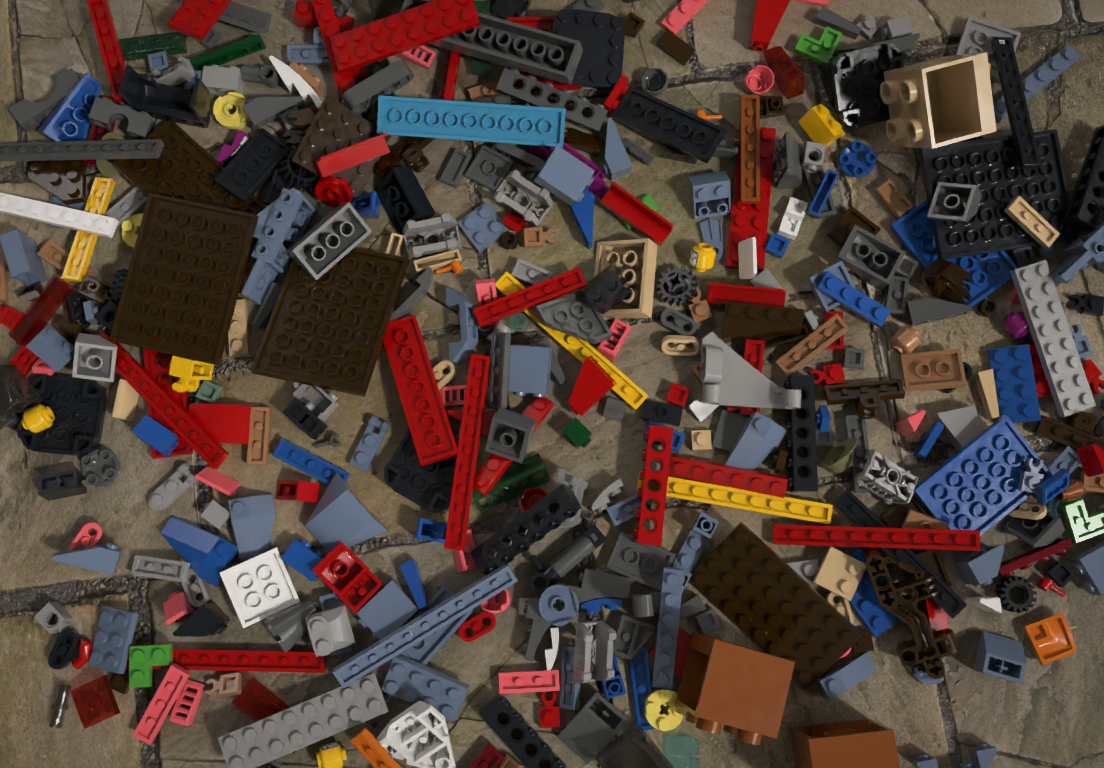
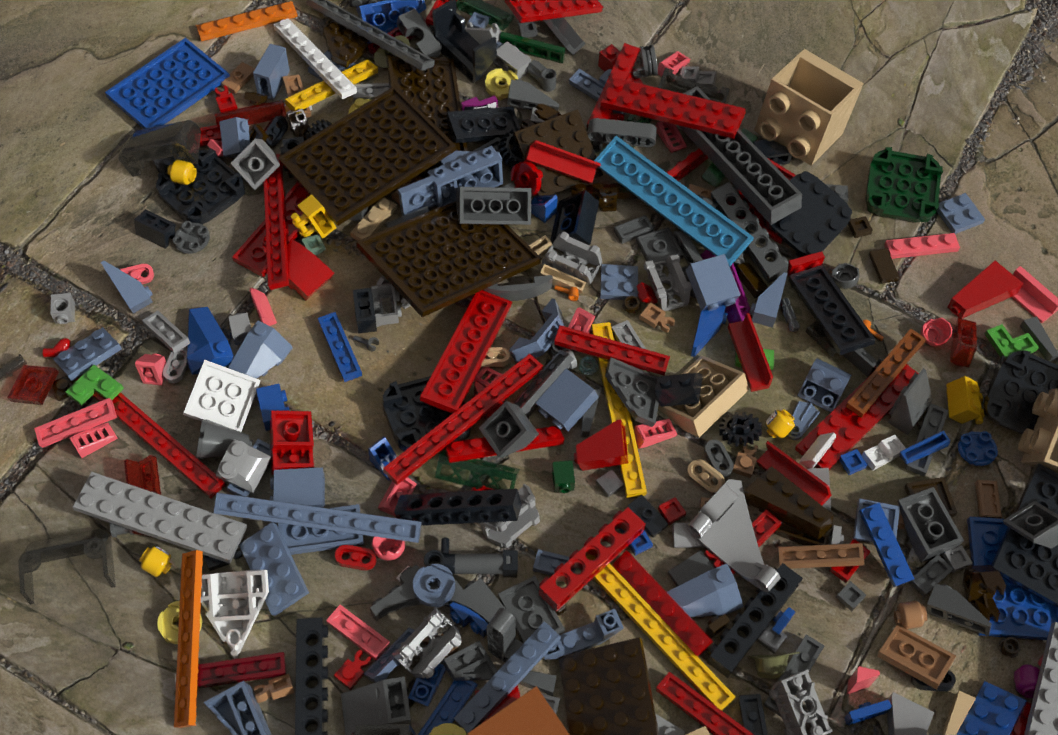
camera: 35 degrees right, 20 degrees down
(65, 648) = (47, 334): black plate -> none
(91, 310) = (284, 133): sand blue plate -> none
(125, 401) = (249, 208): tan slope -> none
(156, 436) = (249, 242): blue hinge -> none
(172, 488) = (226, 288): light grey plate -> none
(205, 621) = (159, 389): black slope -> none
(228, 685) = (131, 449): medium nougat plate -> none
(259, 436) = (320, 299): medium nougat plate -> none
(295, 82) = (562, 92): white slope -> none
(297, 491) = (313, 356): red slope -> none
(313, 81) = (573, 95): medium nougat plate -> none
(342, 517) = (328, 399): sand blue wedge -> none
(369, 444) = (396, 365): sand blue plate -> none
(412, 576) = (339, 482): blue piece -> none
(550, 653) = (396, 624): white slope -> none
(601, 502) = (539, 540): light grey slope -> none
(701, 440) = (662, 561): tan plate -> none
(771, 107) = (929, 358): dark brown slope -> none
(817, 151) = (941, 409): light grey brick -> none
(830, 374) = (819, 595): red plate -> none
(865, 395) = (837, 631): dark brown plate -> none

